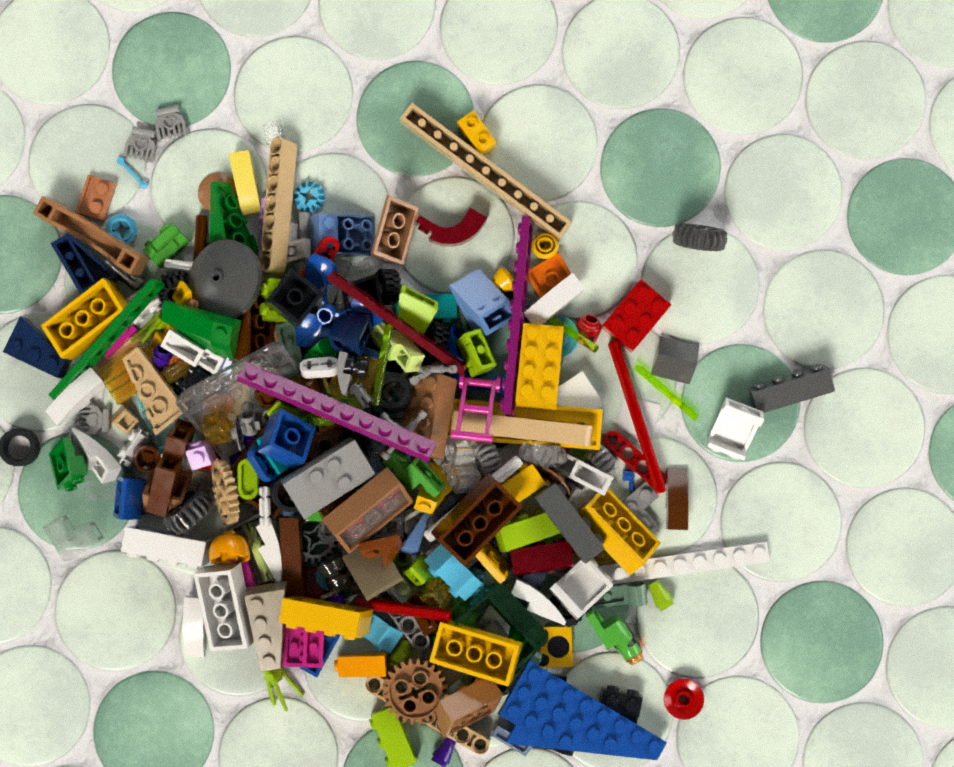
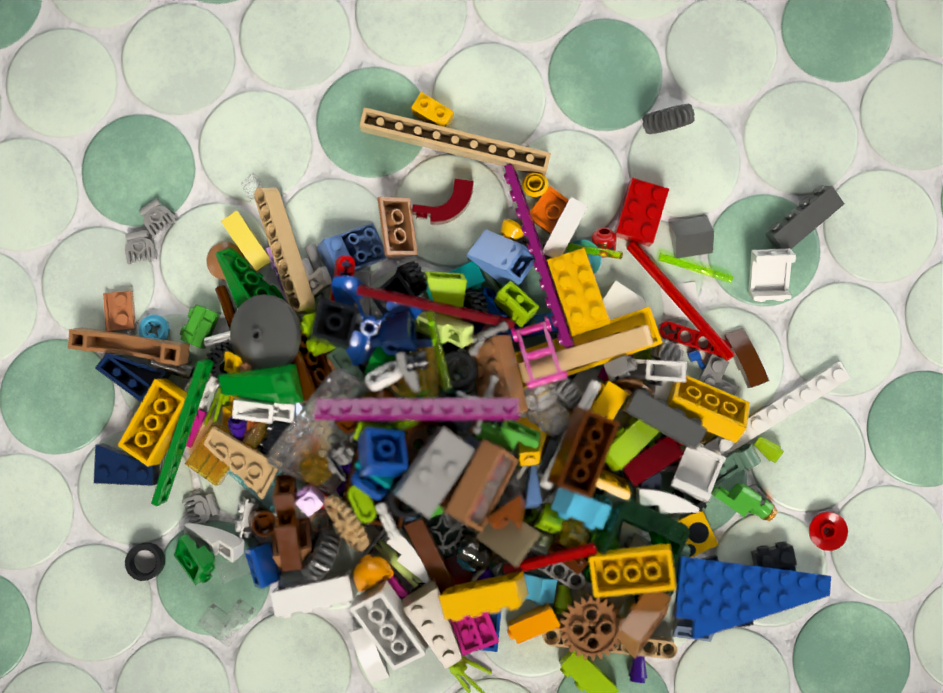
camera: 25 degrees left, 0 degrees up
(75, 397) = (176, 495): white slope -> none
(121, 161) = (127, 269): medium azure hinge -> none
(124, 419) = (228, 496): tan slope -> none
(313, 205) = (315, 235): medium azure gear -> none
(361, 395) = (431, 384): dark grey pin -> none
(536, 454) = (608, 370): clear brick -> none

